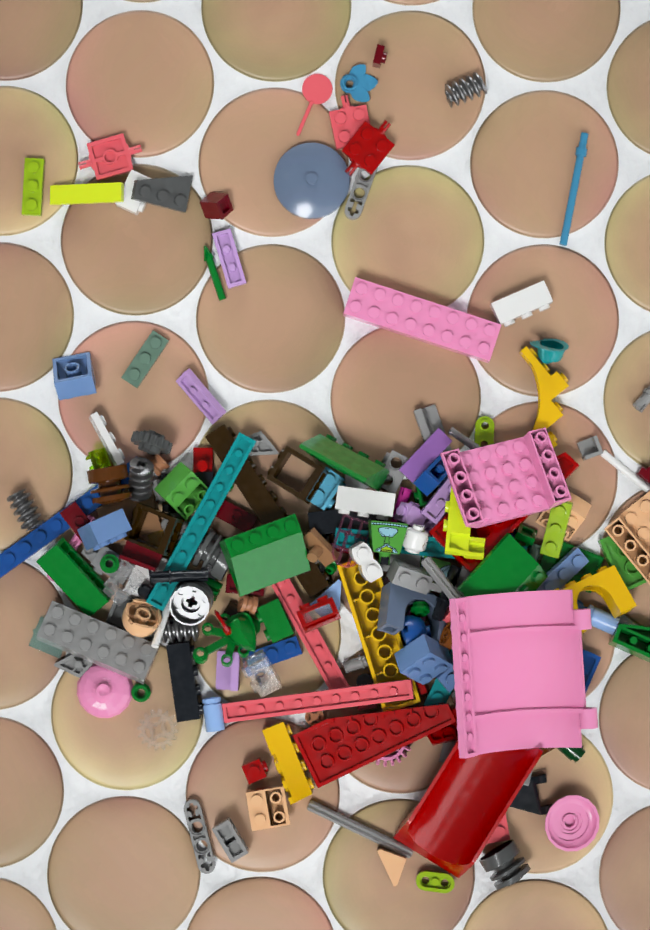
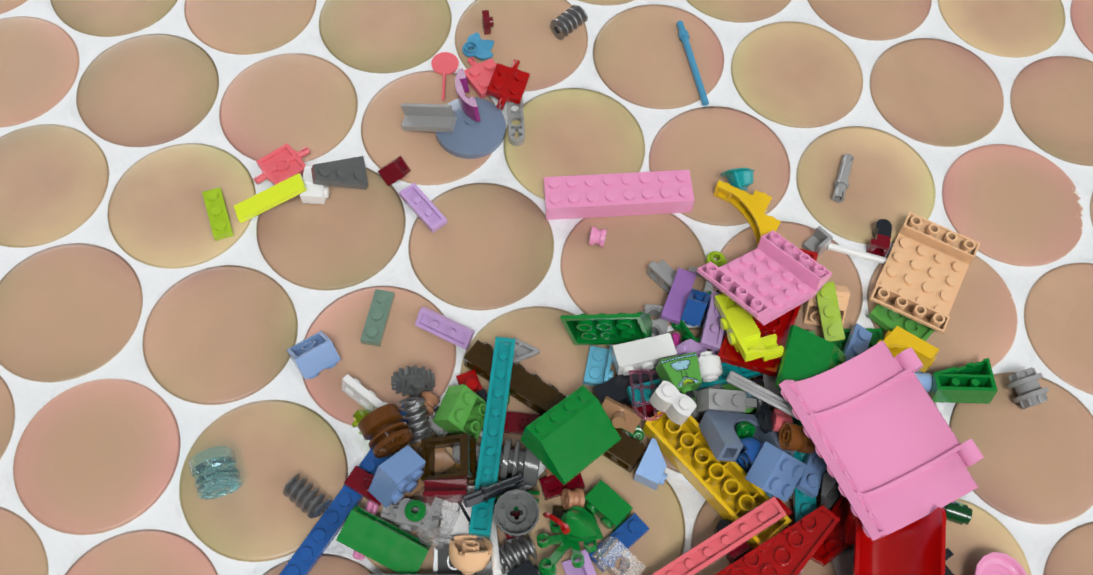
camera: 30 degrees left, 25 degrees down
(145, 590) = (462, 523): black hinge -> none
(208, 257) = (403, 213): green piece -> none
(271, 161) = (428, 117): none -> light grey panel
(312, 640) = (646, 504): coral plate -> none
(313, 483) = (582, 375): dark brown window -> none
(318, 614) = (648, 475): red window -> none
(320, 130) = (468, 105): none -> slope
(355, 664) = (706, 517): light grey pin -> none
(382, 358) = (597, 237): none -> bright pink wheel
(522, 304) = (697, 152): white brick -> none

